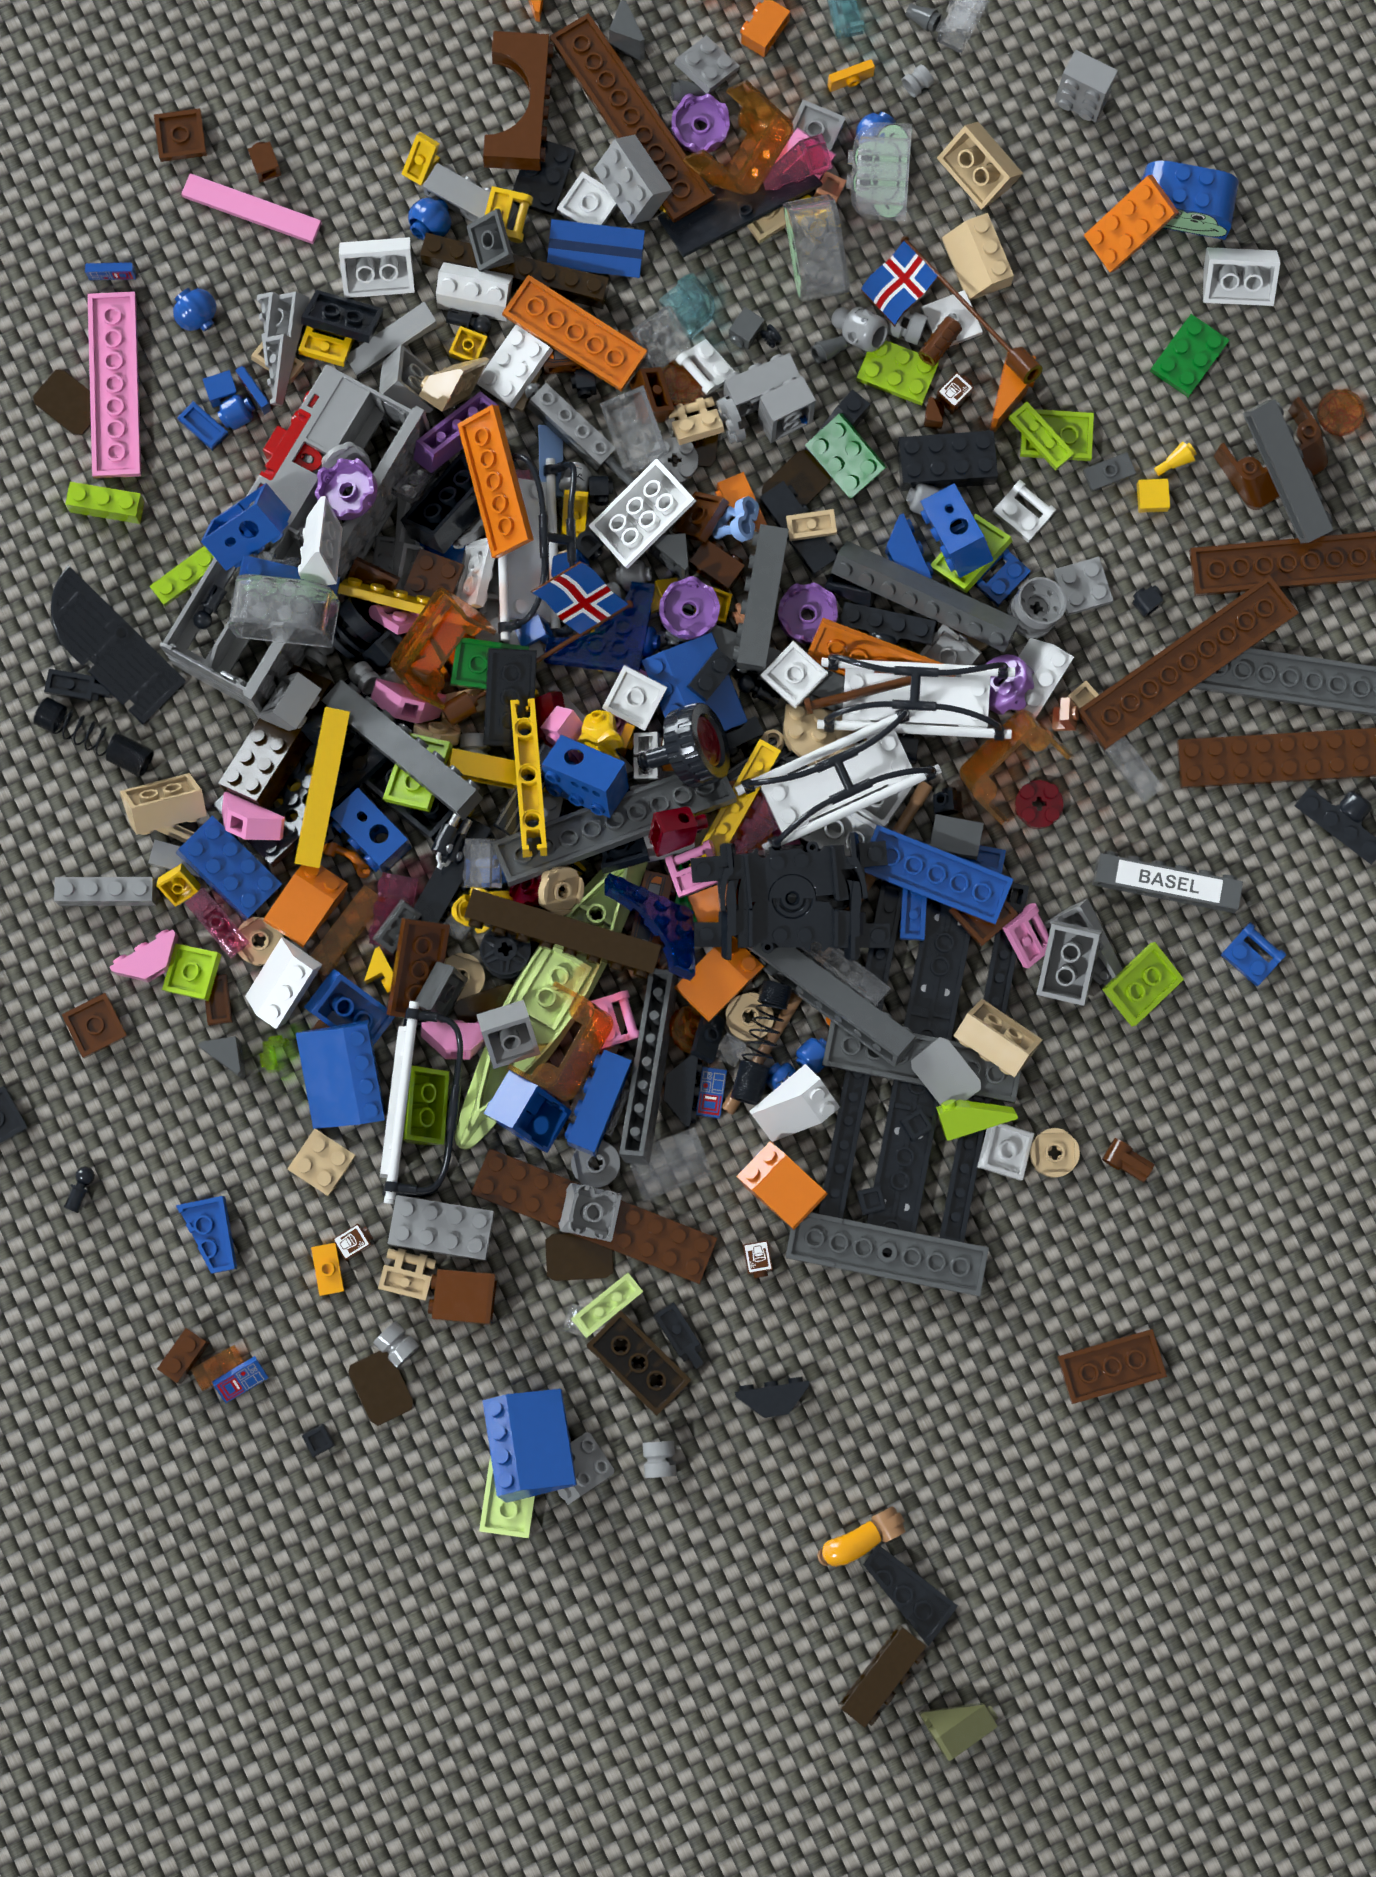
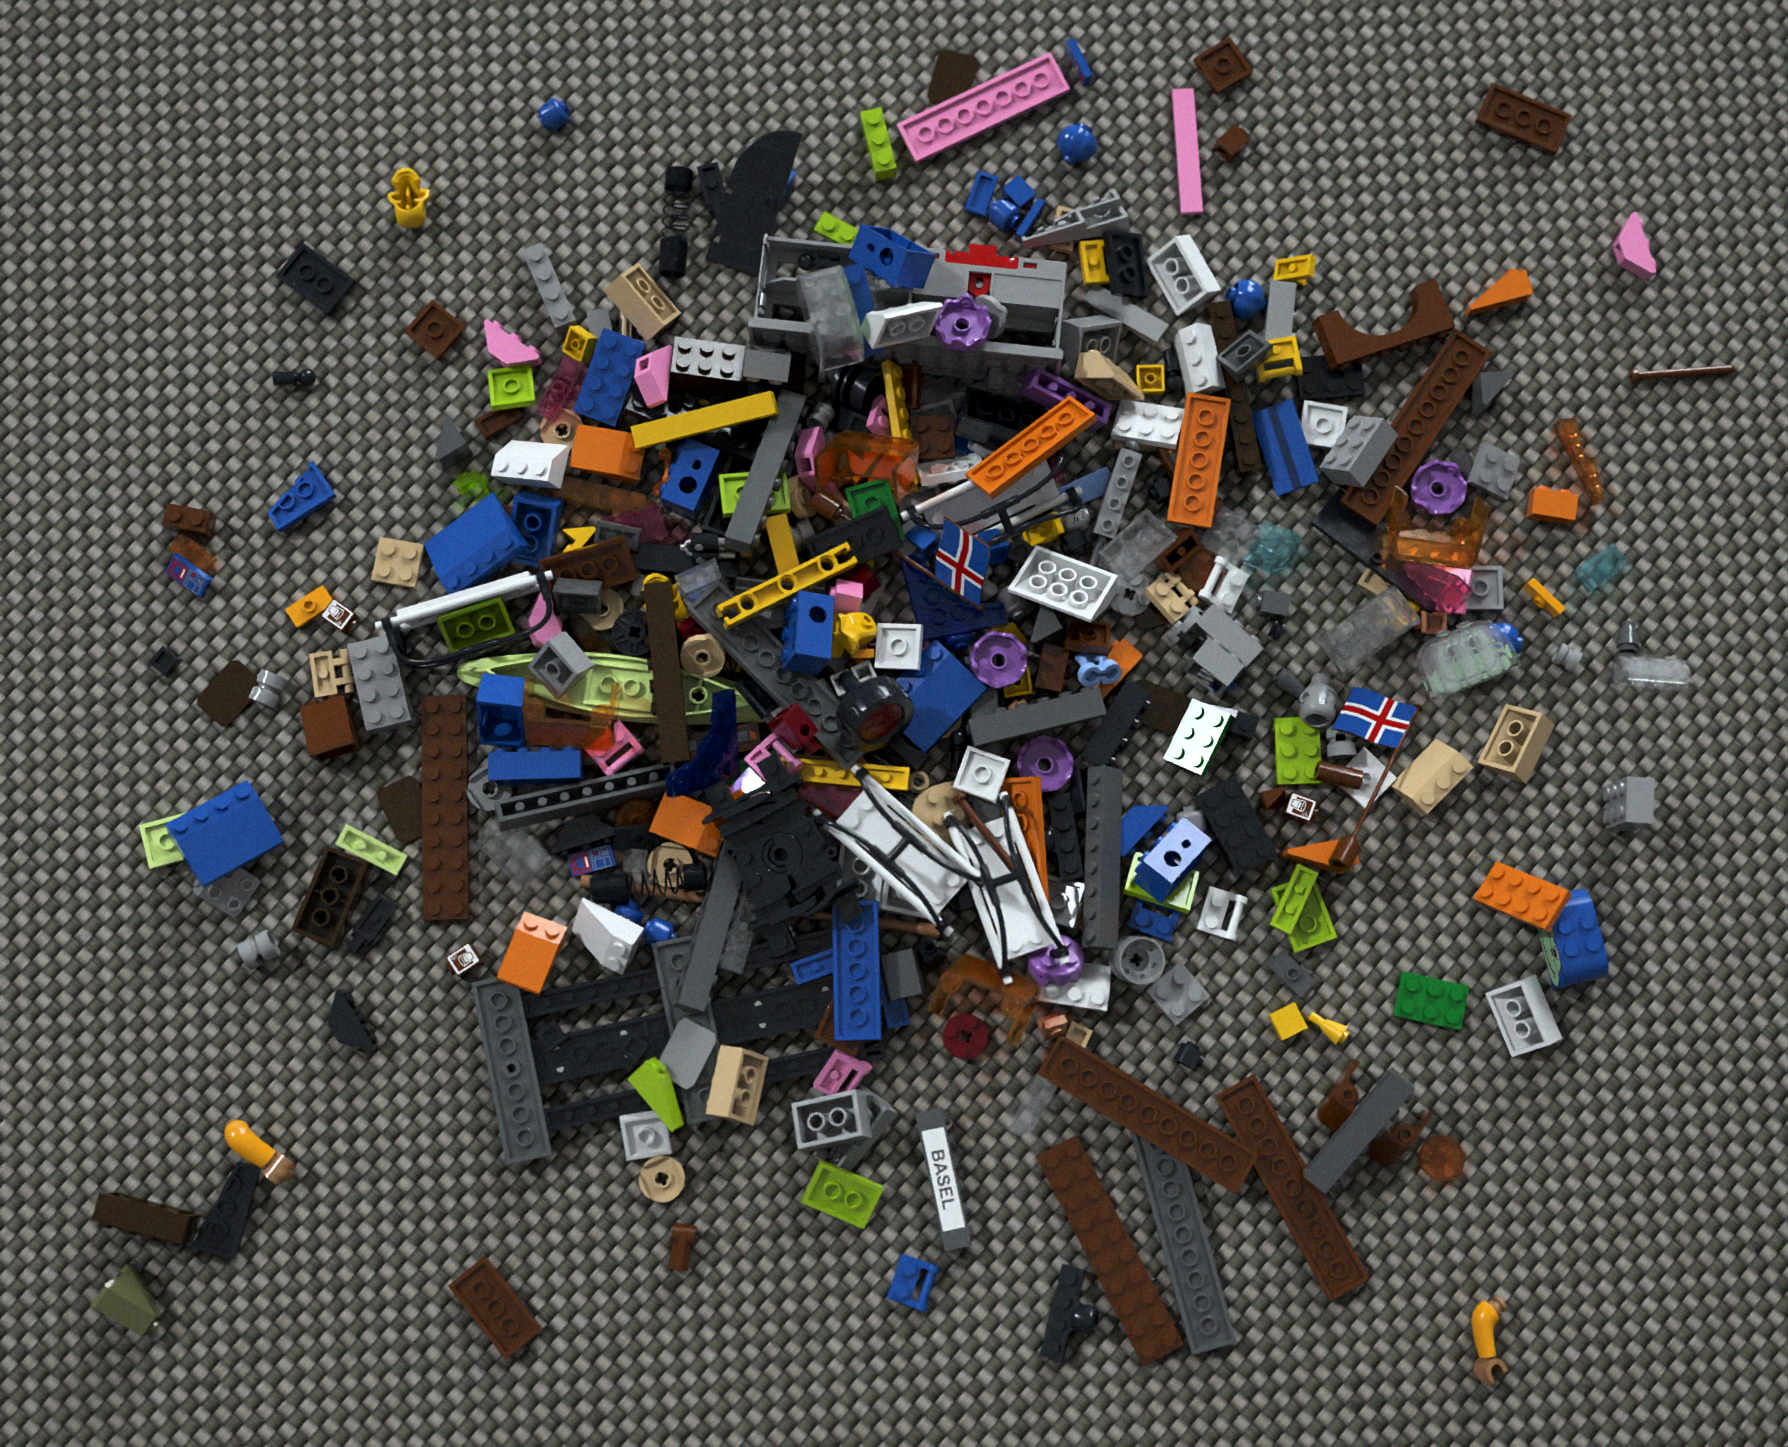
camera: 65 degrees right, 0 degrees up
(590, 1212) = (443, 801): light grey slope -> none
(711, 675) = (948, 703): black plate -> none
(811, 525) = (1120, 732): tan plate -> none

